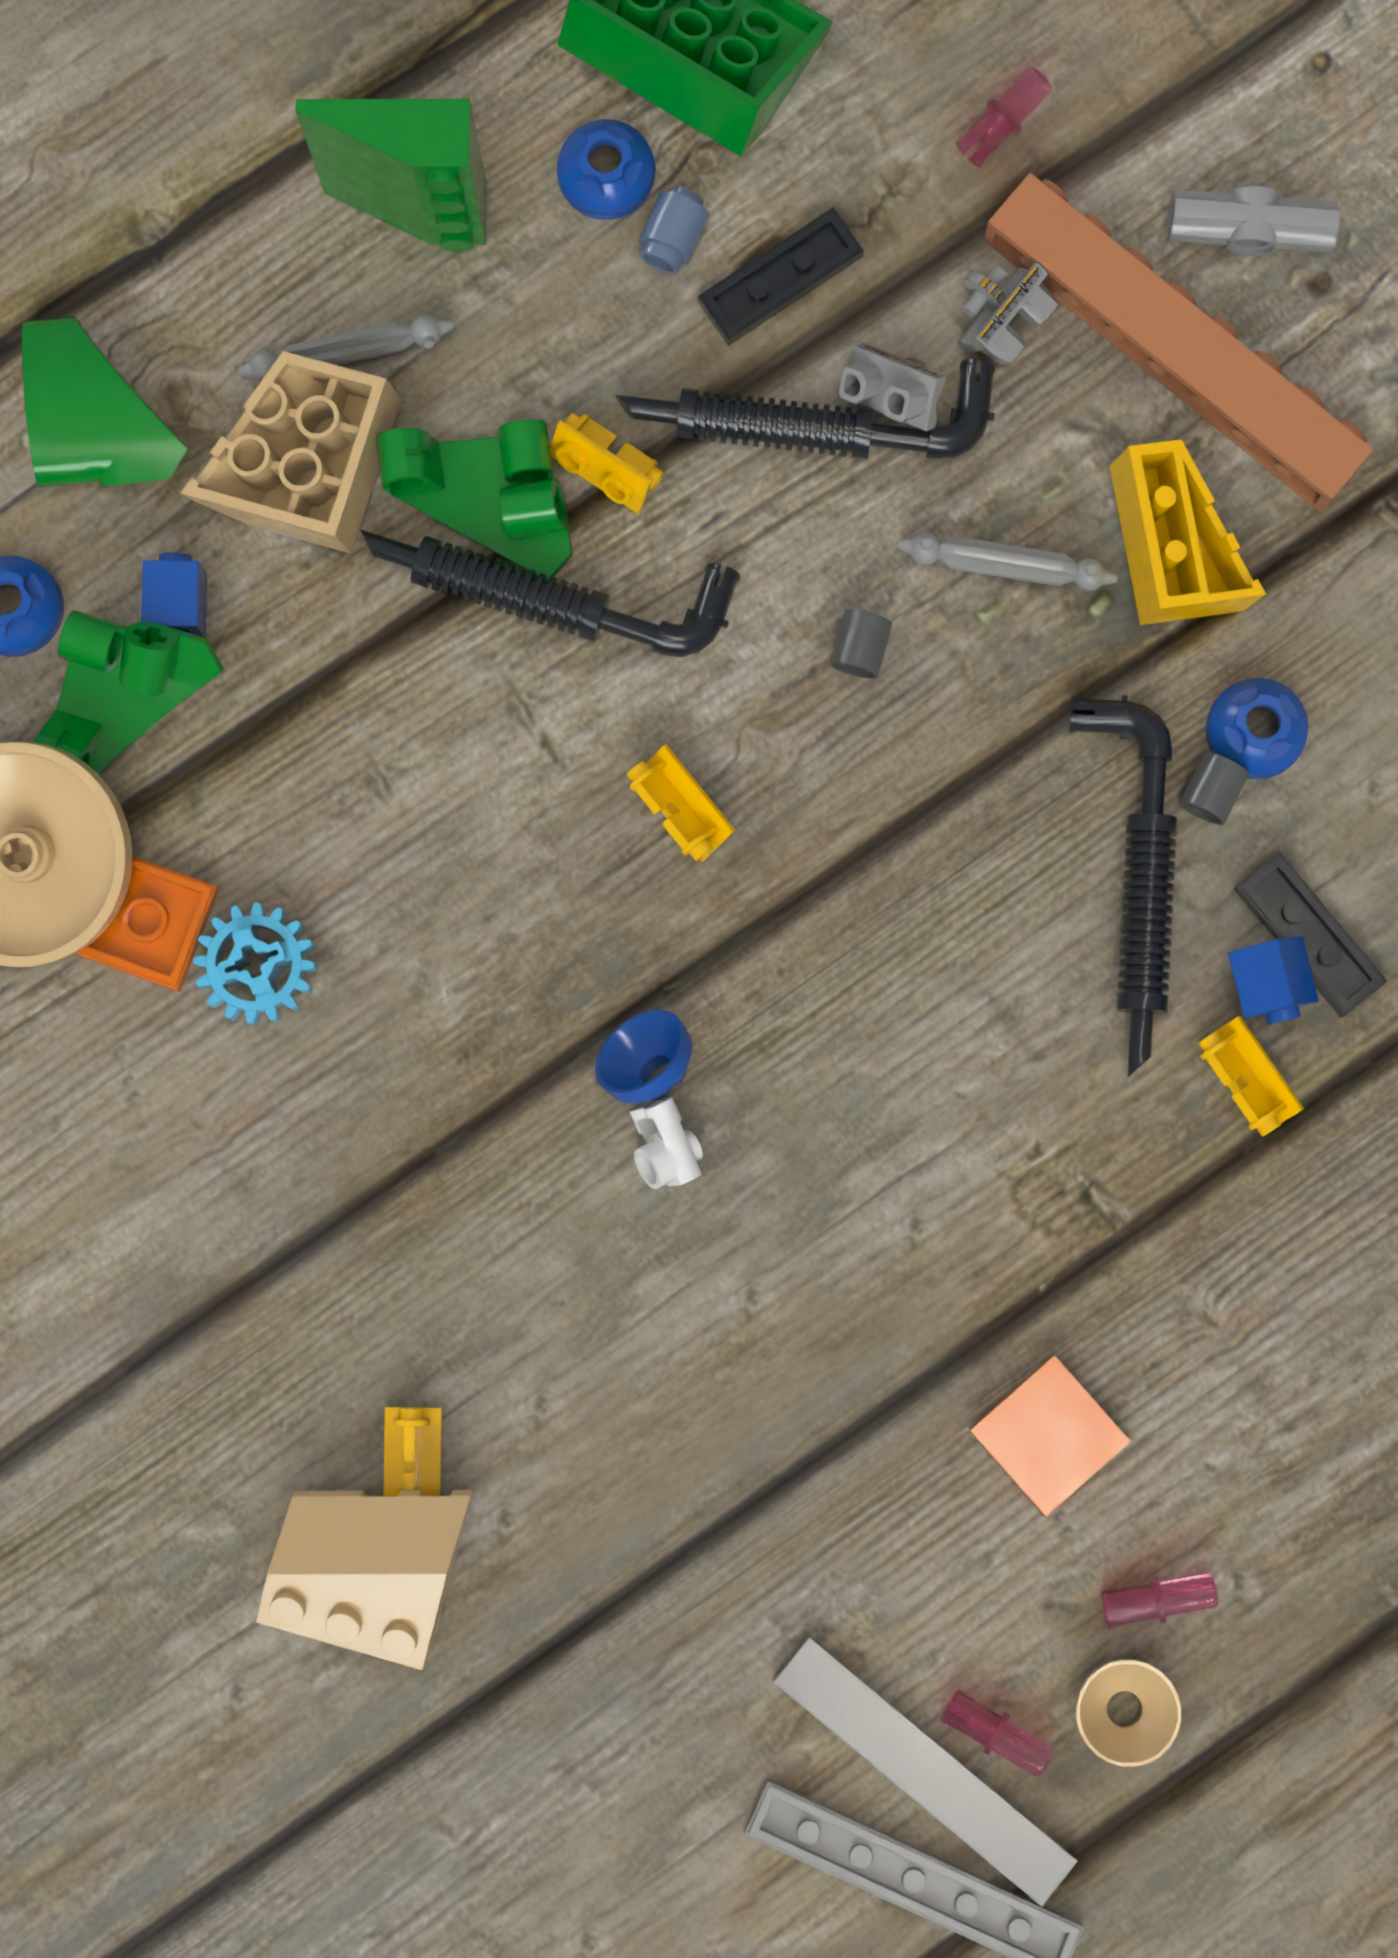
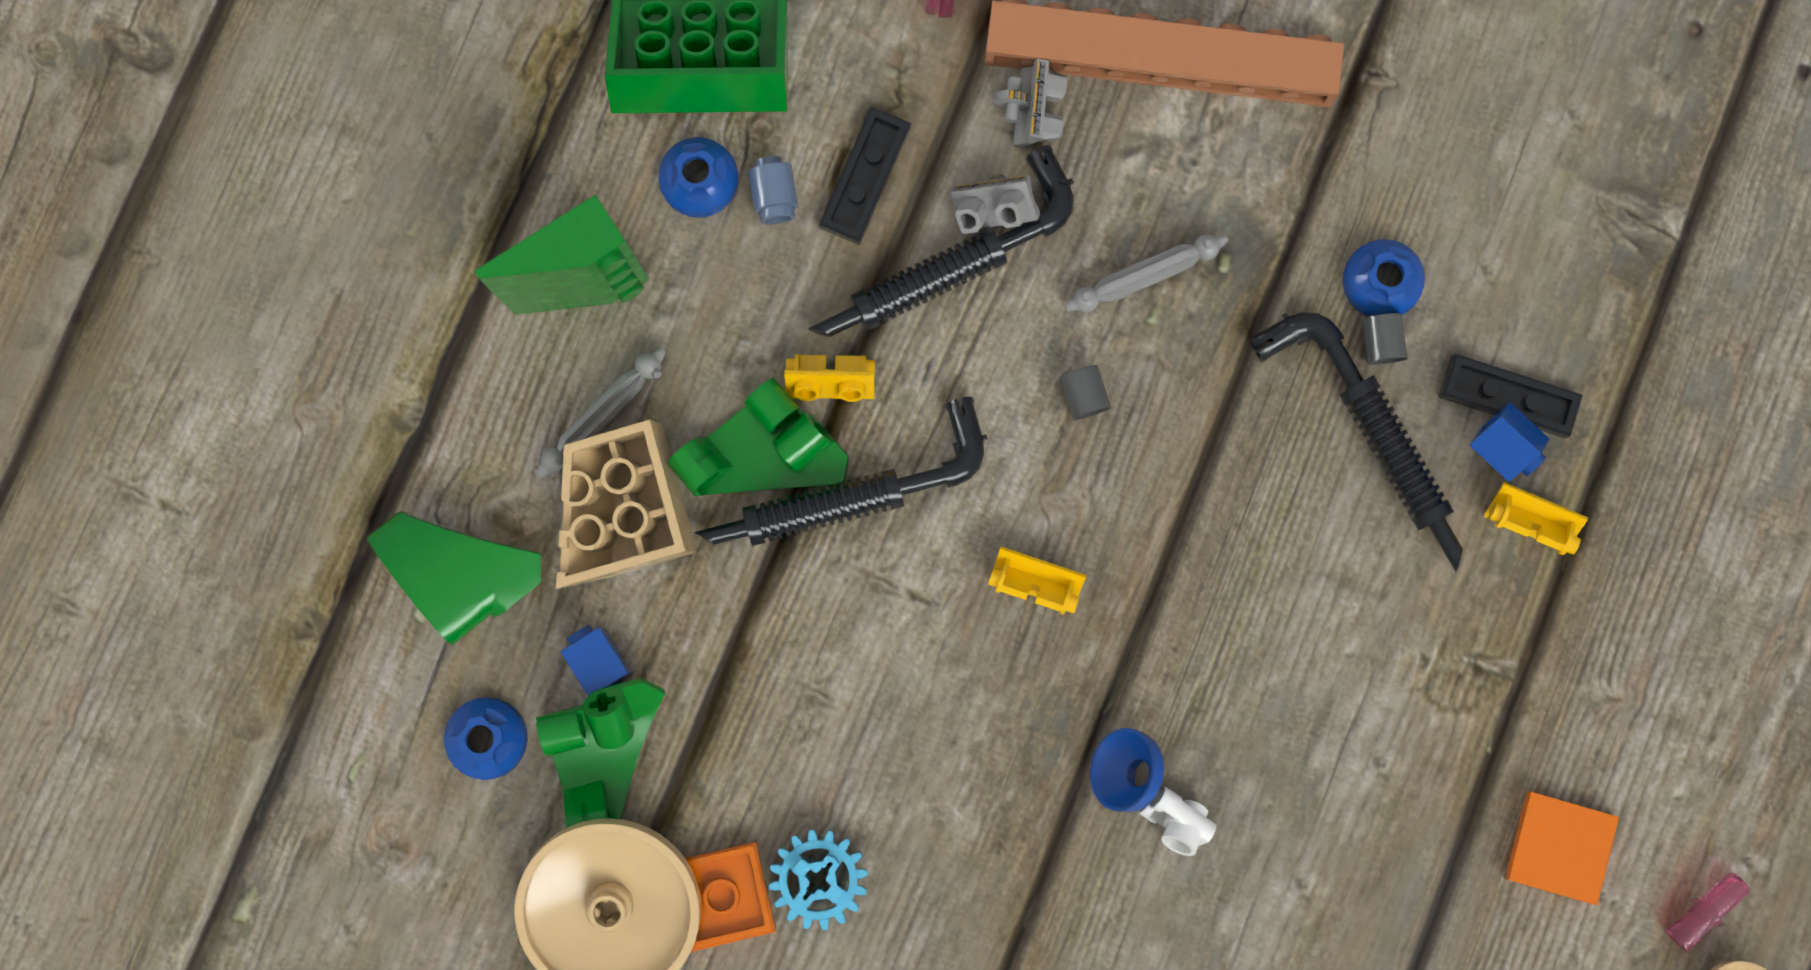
camera: 35 degrees left, 0 degrees up
(1174, 540) = (1249, 186): yellow wedge -> none

